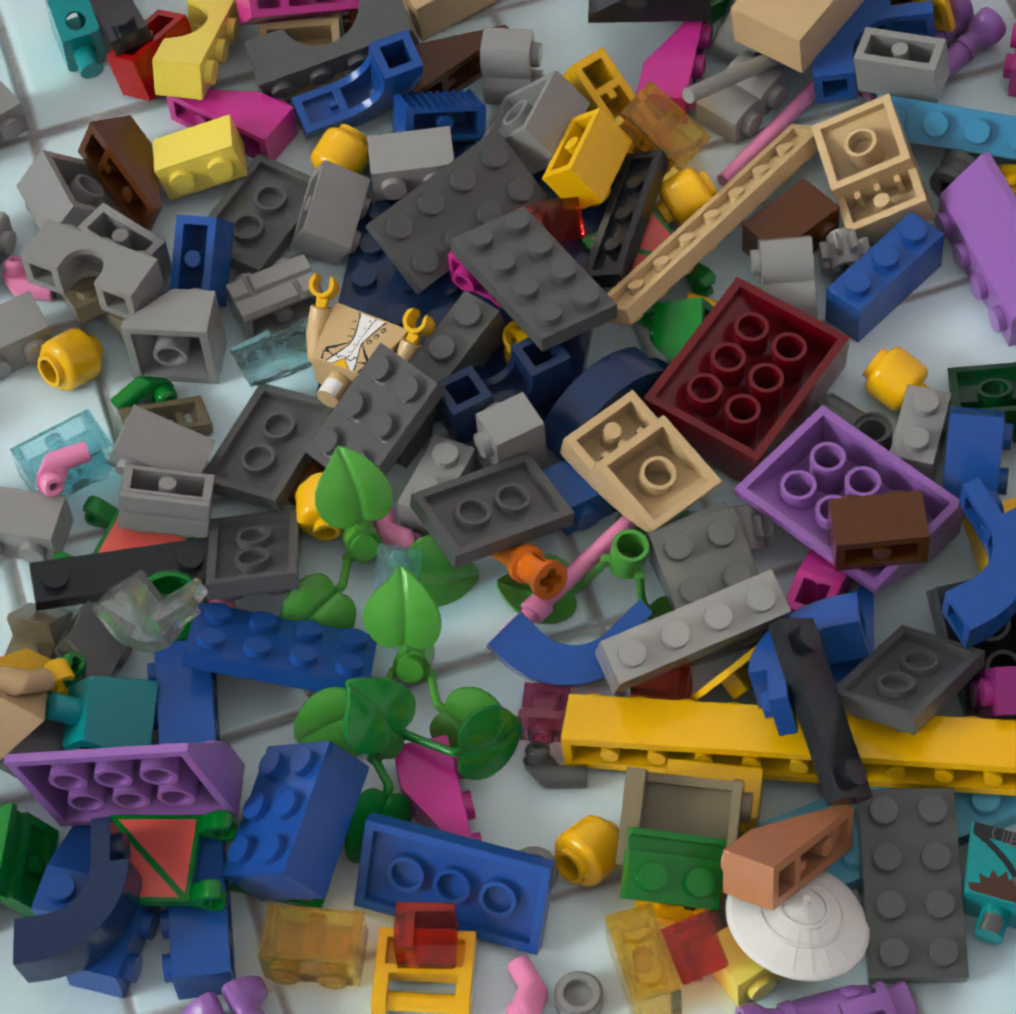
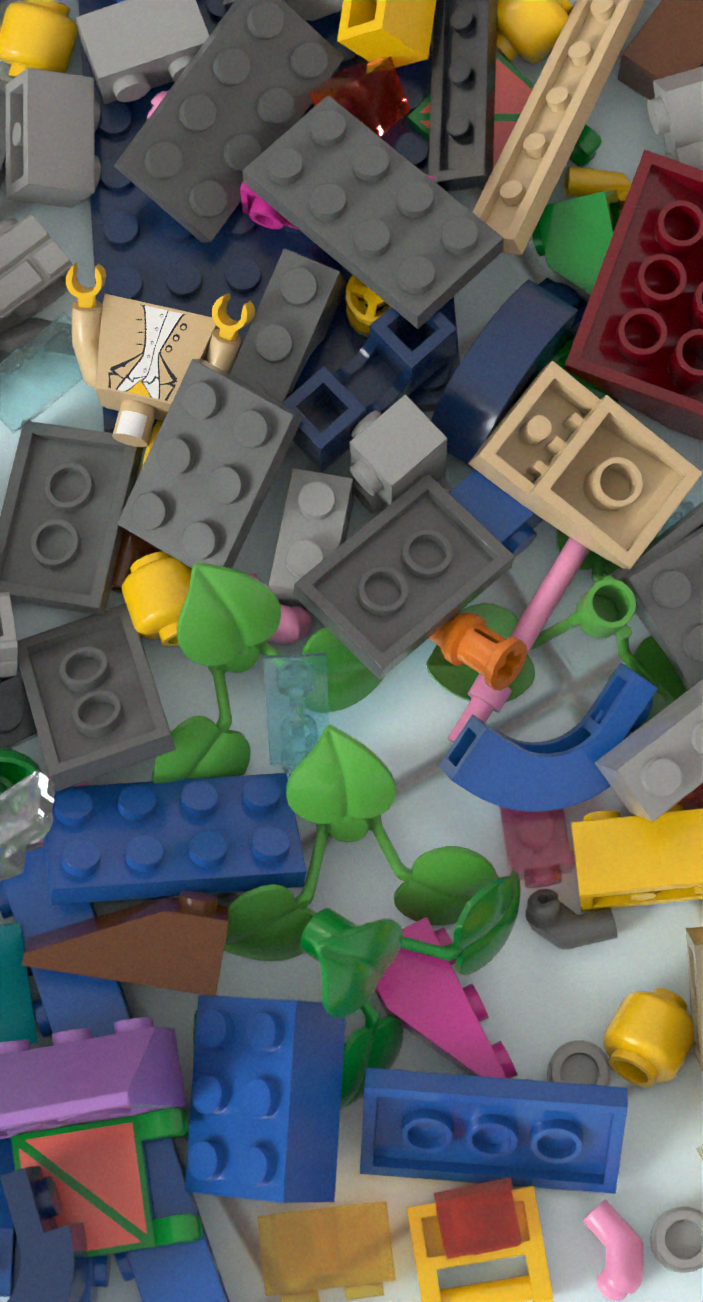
camera: 15 degrees left, 20 degrees up
(244, 703) = (150, 944): none -> reddish brown slope

